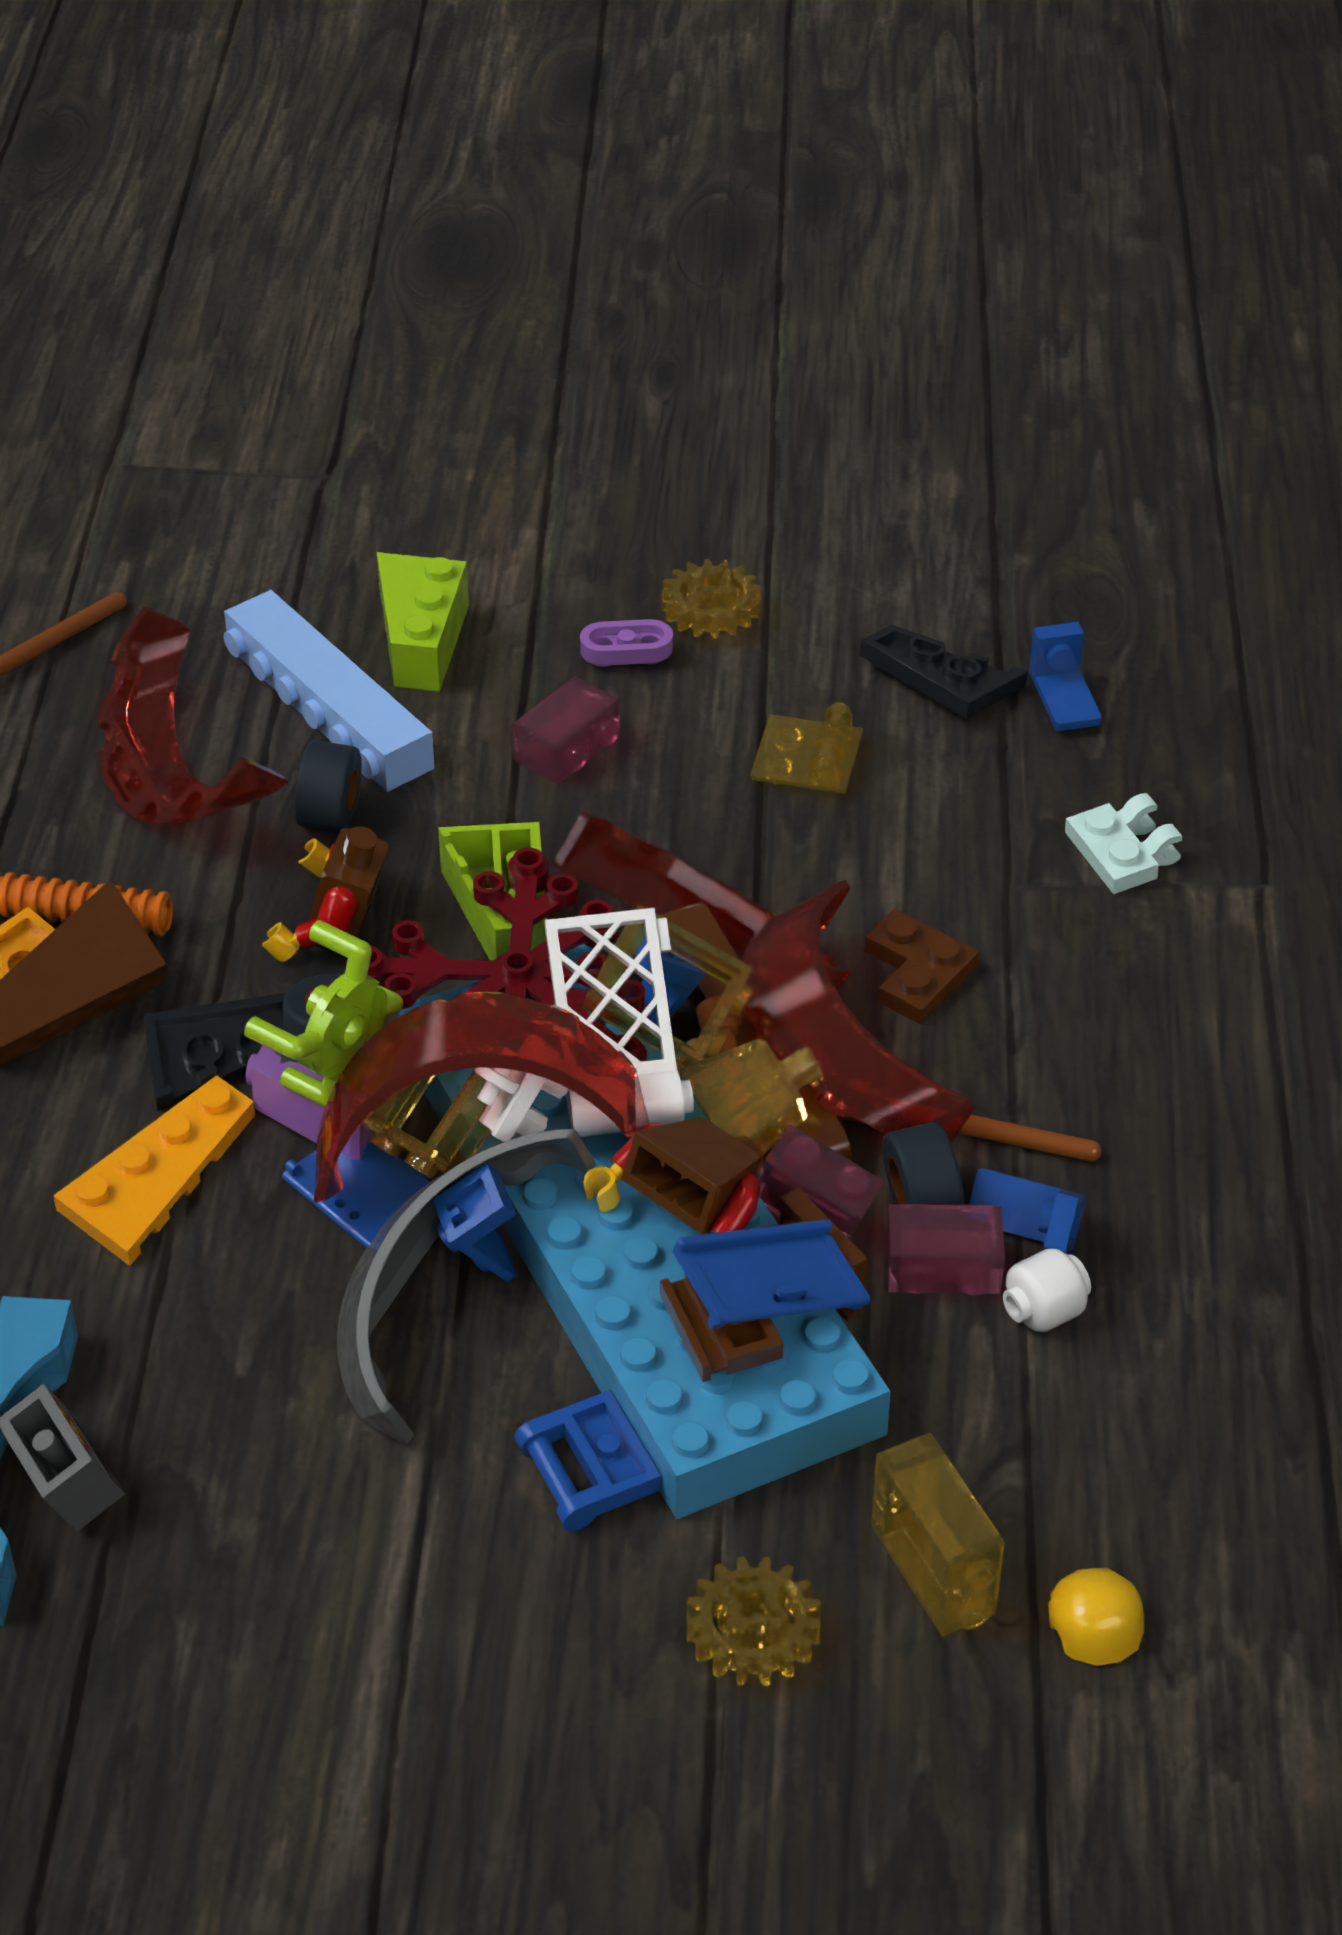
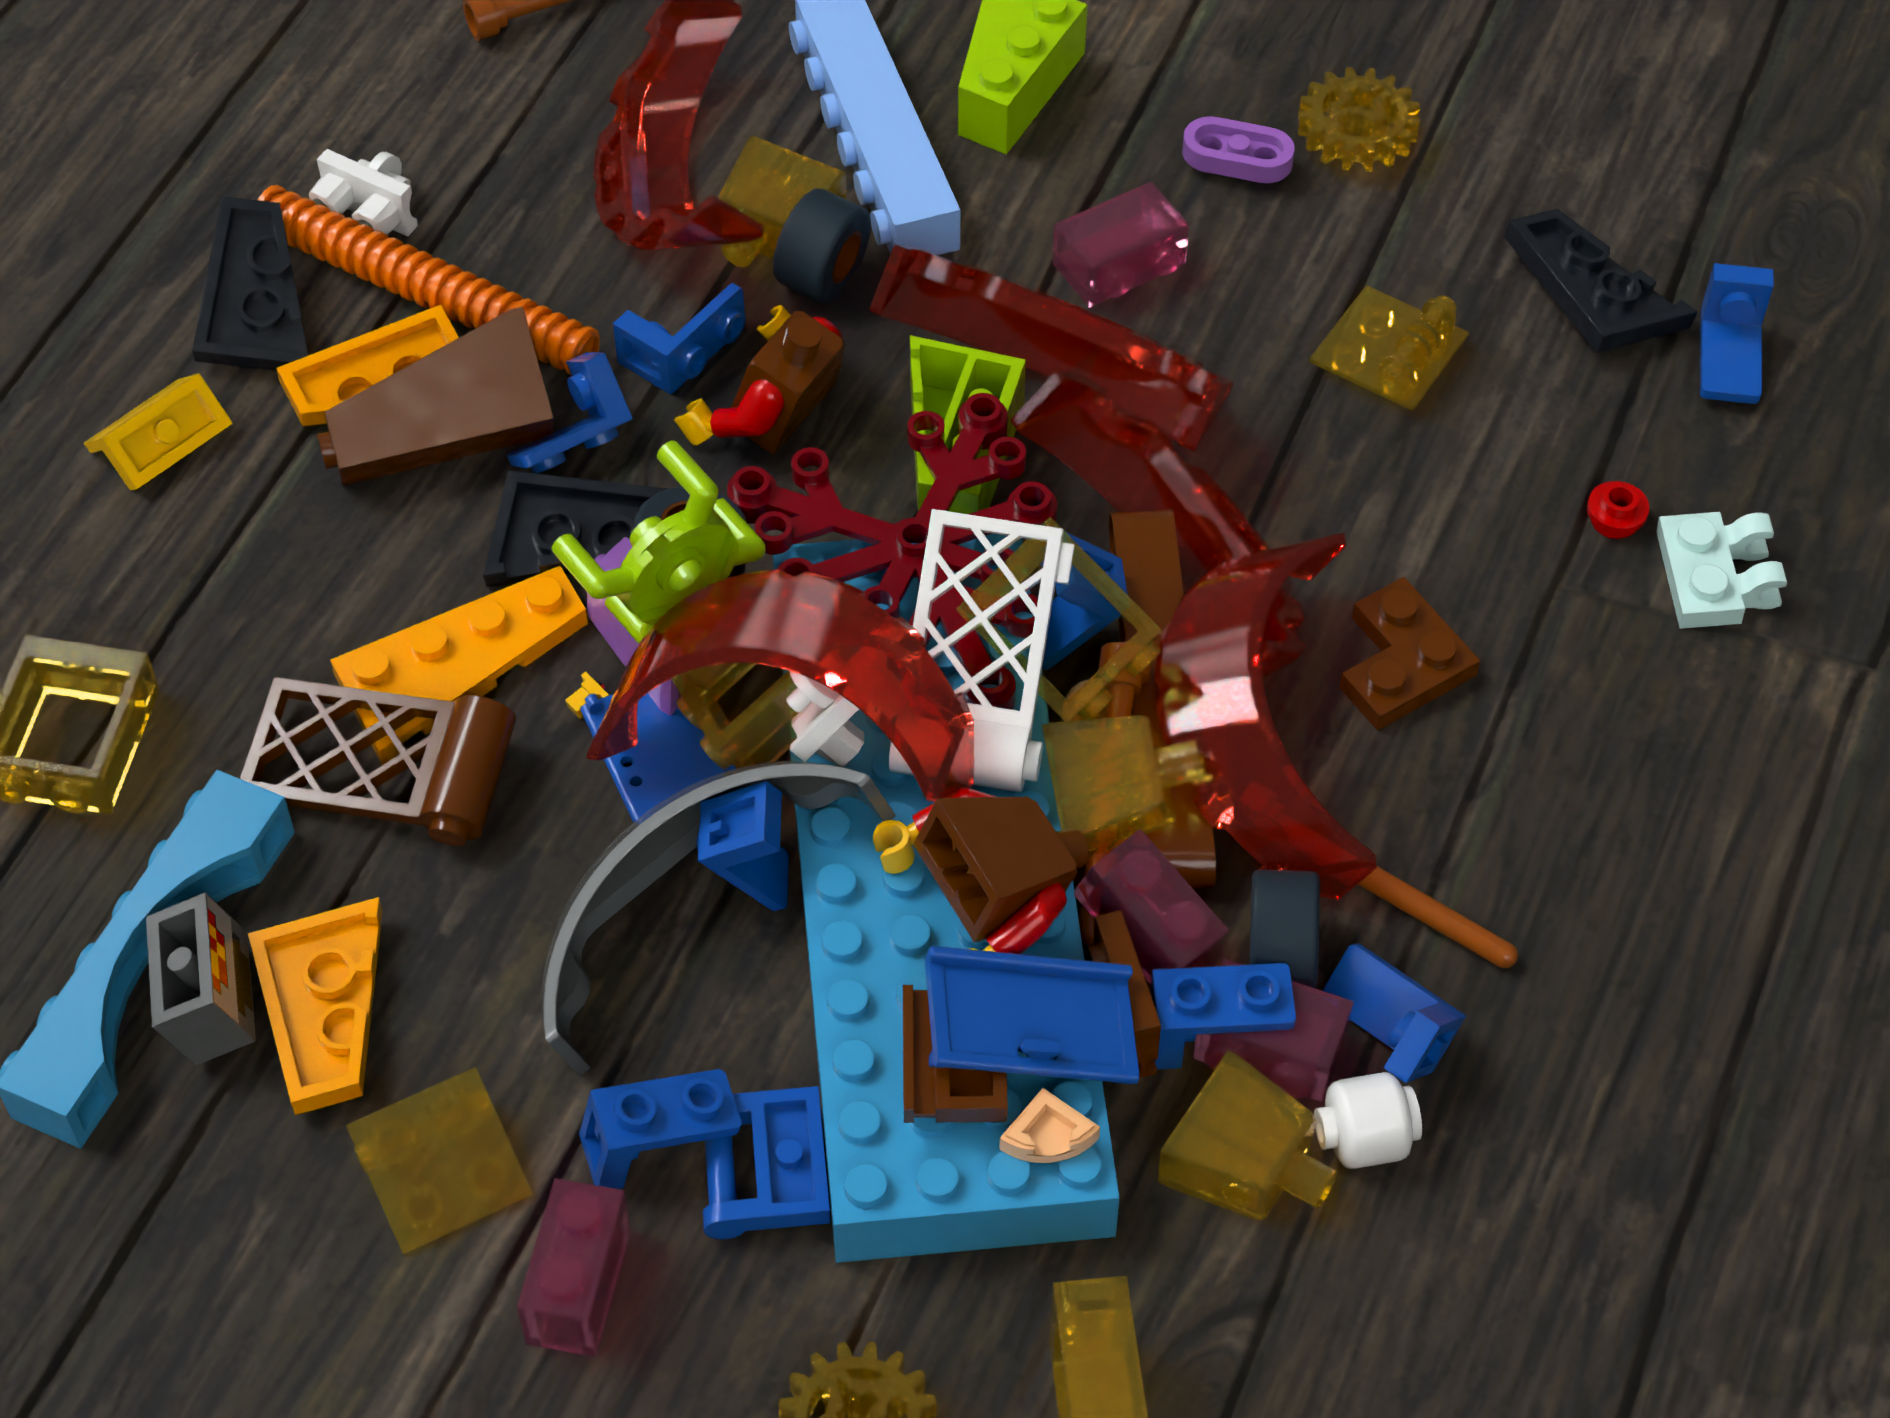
camera: 20 degrees right, 10 degrees up
(163, 1449) = (320, 999): none -> light orange wing
(201, 946) = (592, 389): none -> blue bracket
(203, 1253) = (456, 768): none -> reddish brown piece
(232, 900) = (670, 359): none -> blue bracket
(275, 1172) = (589, 686): none -> yellow piece
(277, 748) = (767, 188): none -> clear yellow torso
(321, 1536) = (438, 1160): none -> clear yellow hinge
(470, 797) = (1052, 337): none -> clear red windscreen
(474, 1578) = (574, 1267): none -> clear pink piece
(480, 1448) = (653, 1116): none -> blue bracket
(818, 1355) = (1048, 1131): none -> light nougat tile
(902, 1234) = (1219, 1002): none -> blue bracket
(961, 1335) = (1244, 1145): none -> clear yellow torso
(1031, 822) = (1617, 509): none -> red plate

